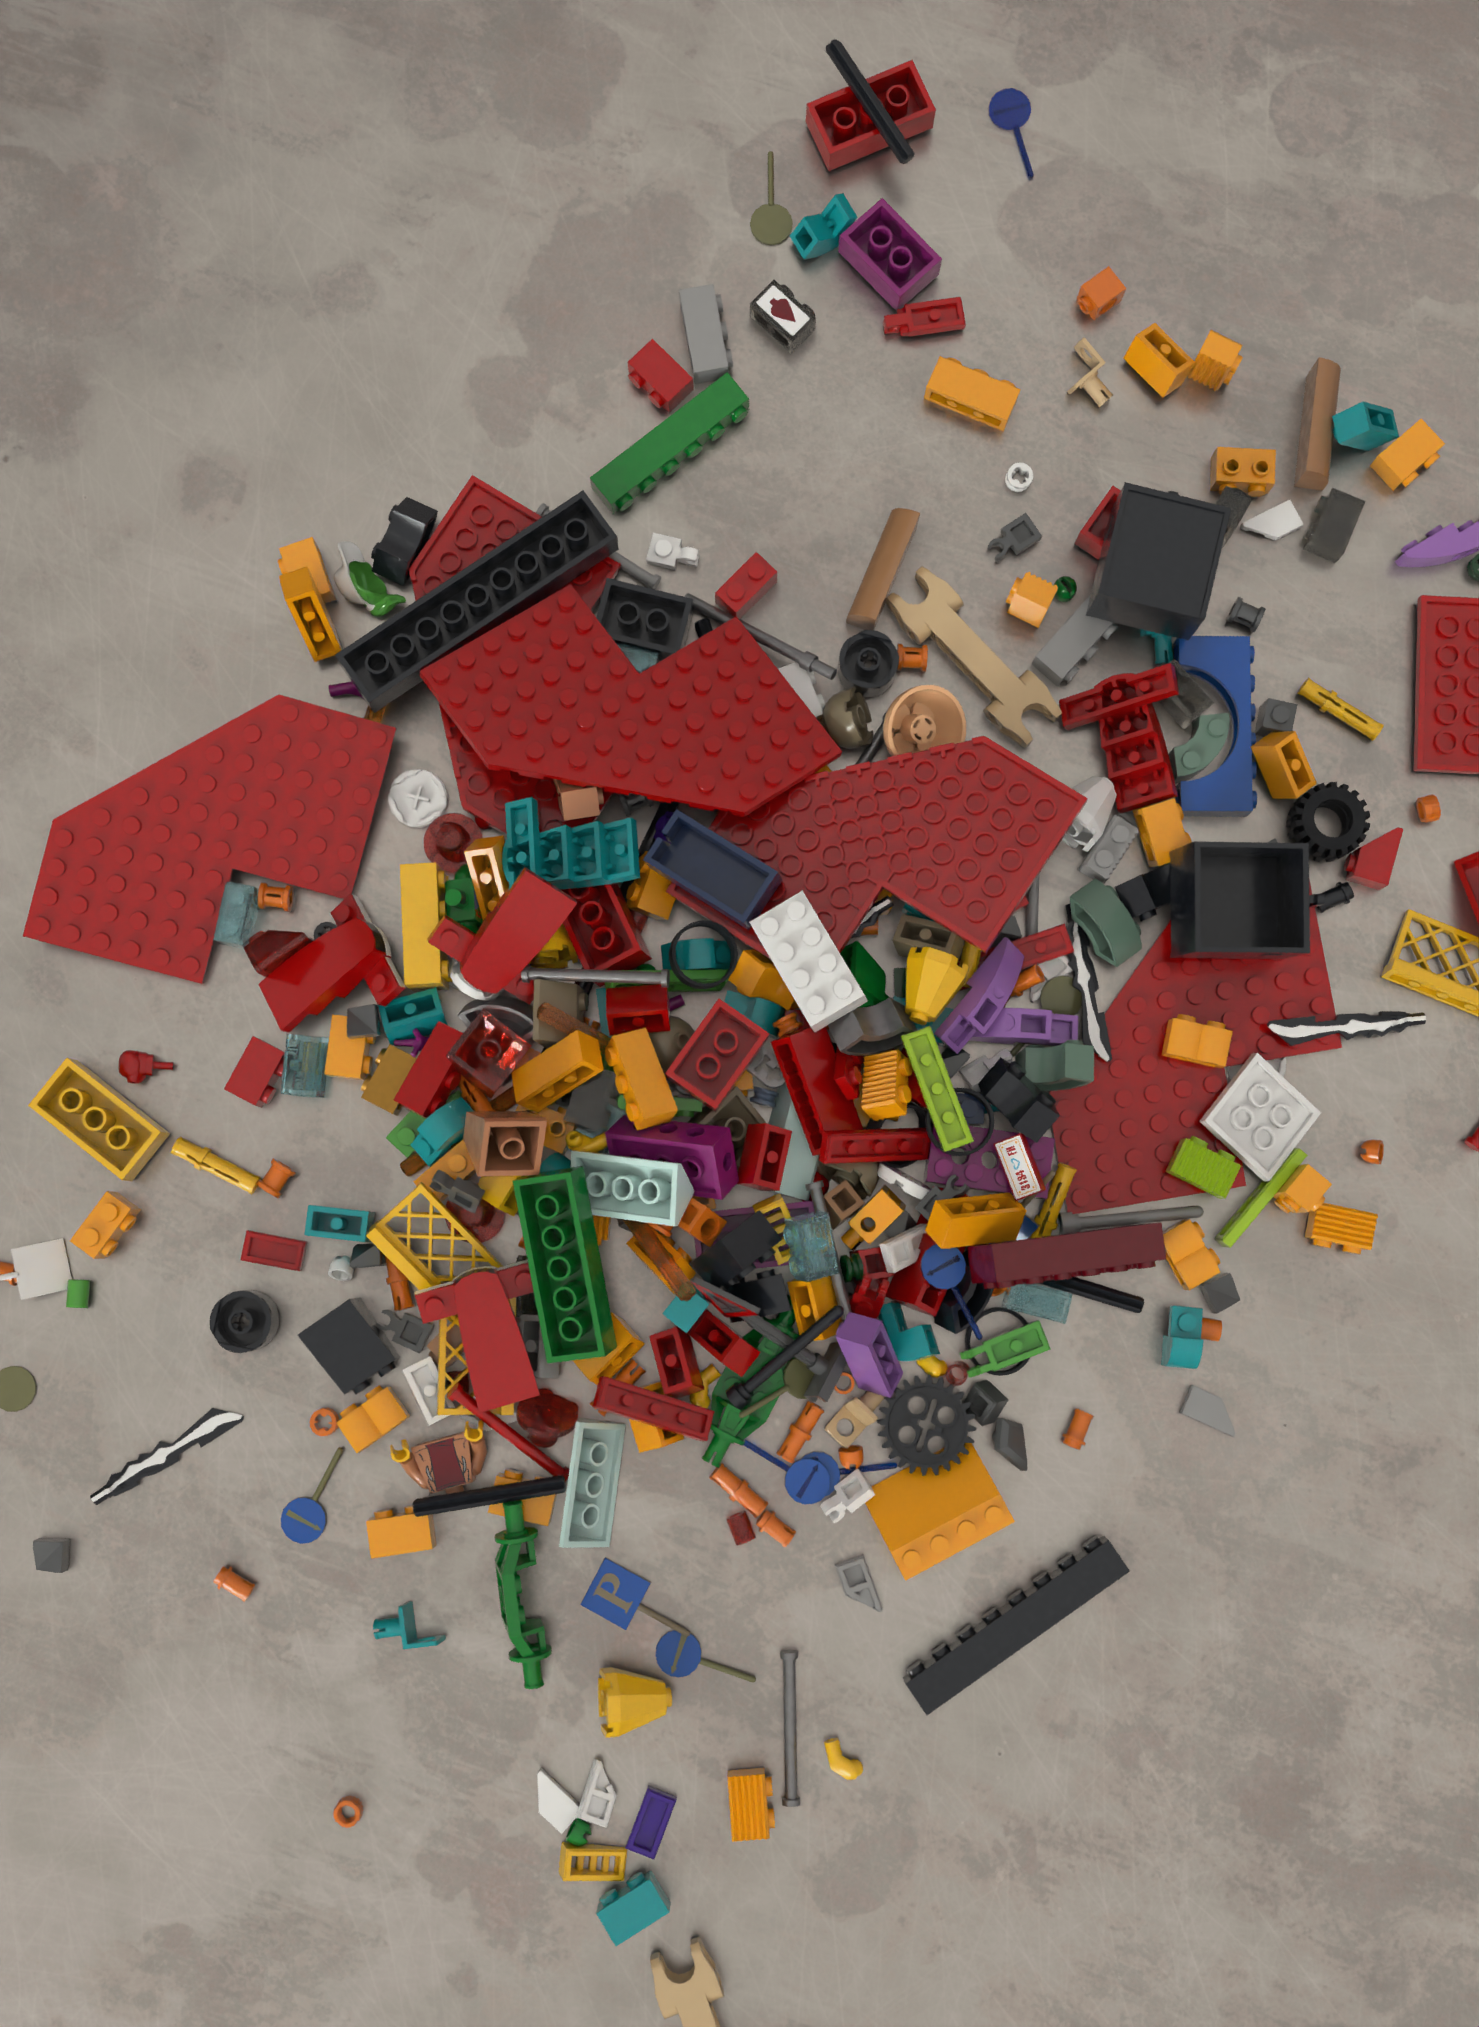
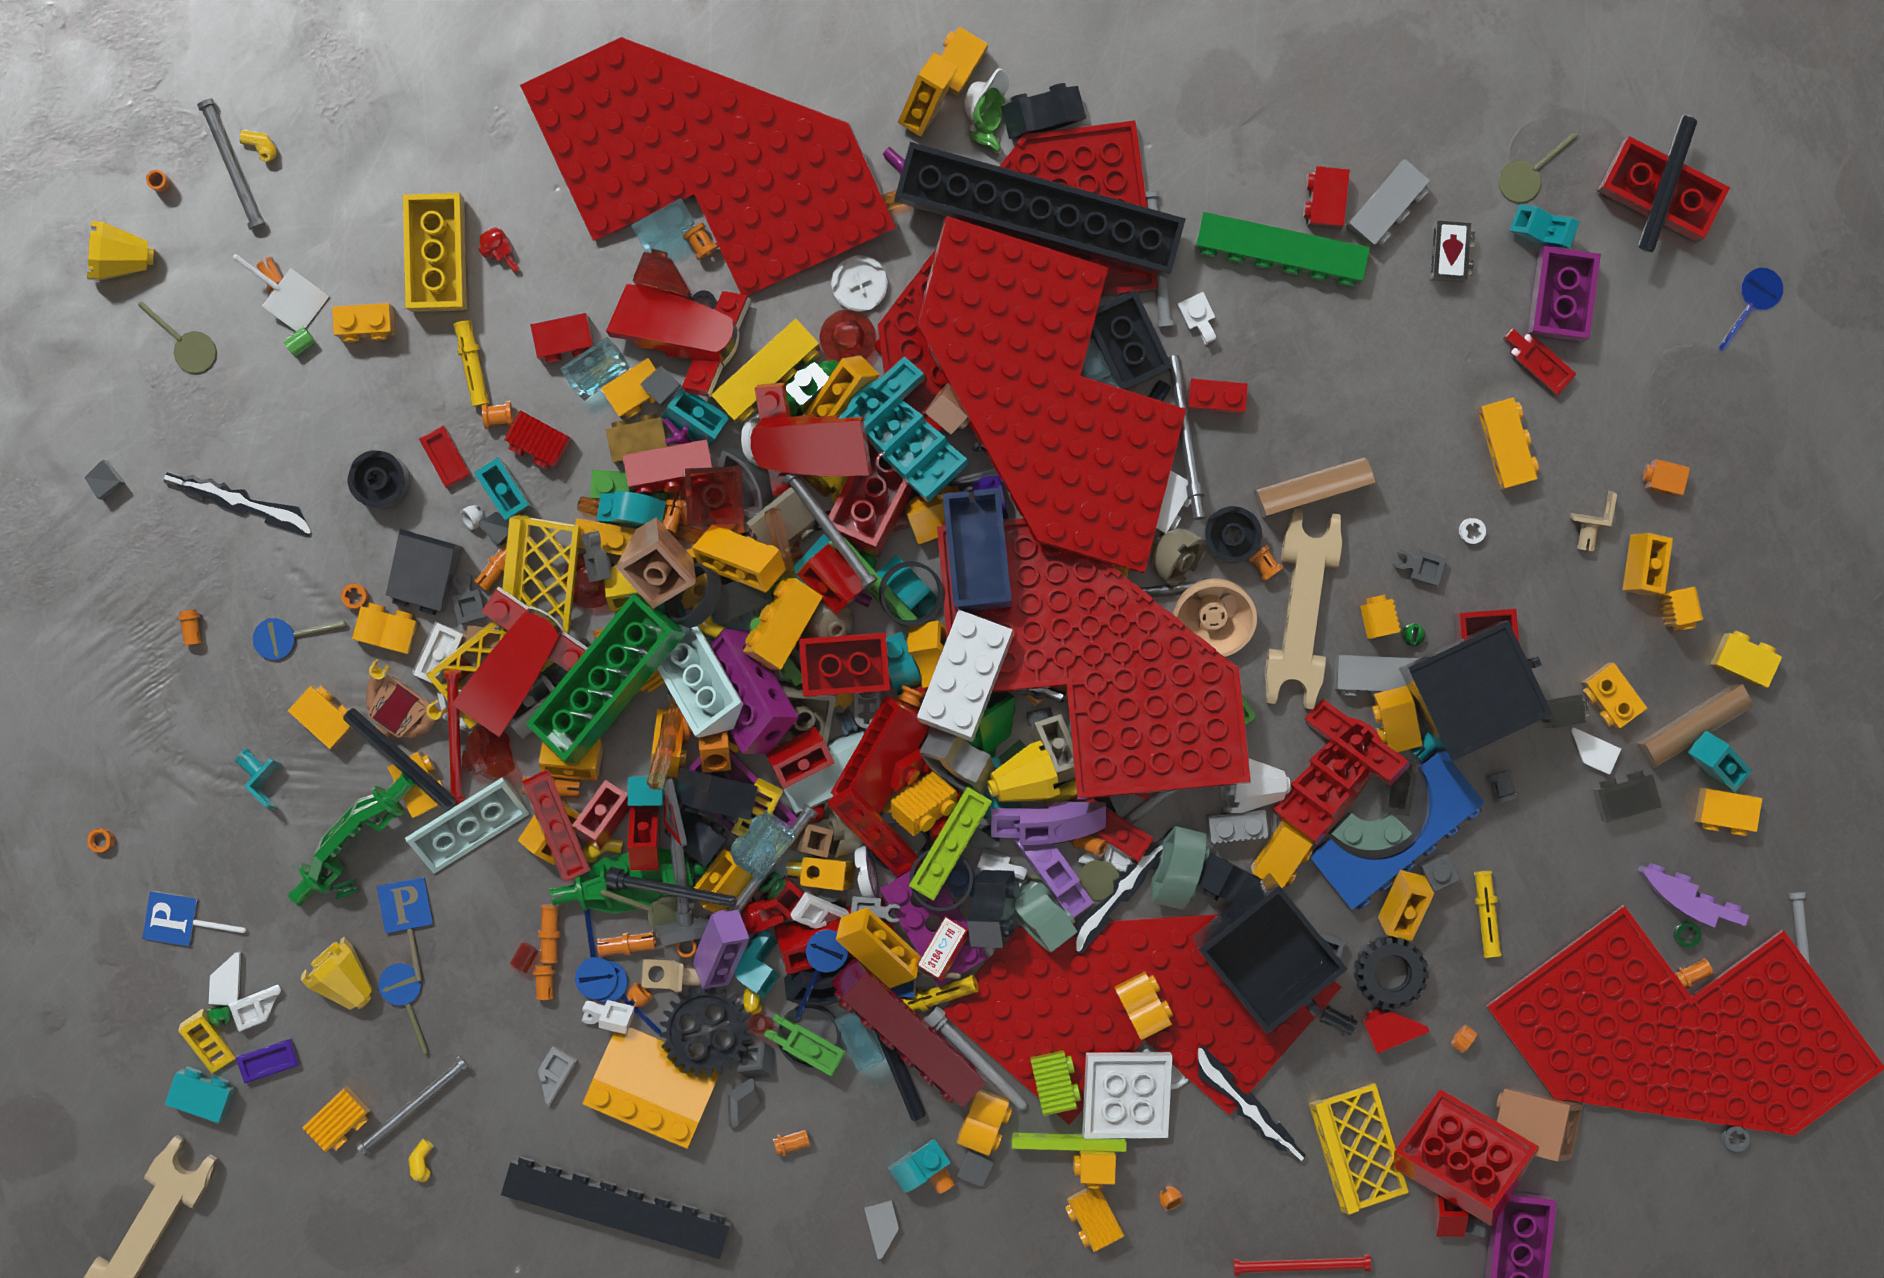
camera: 50 degrees right, 5 degrees up
(323, 1162) = (538, 440): none -> red brick
(464, 1803) = (172, 919): none -> blue piece
(560, 1633) = (345, 889): none -> dark green bush
(574, 1131) = (706, 605): none -> black tyre
(885, 941) = (1038, 715): none -> dark grey axle
(1124, 648) = (1397, 719): none -> light orange brick
(1297, 346) = (1746, 659): none -> yellow brick

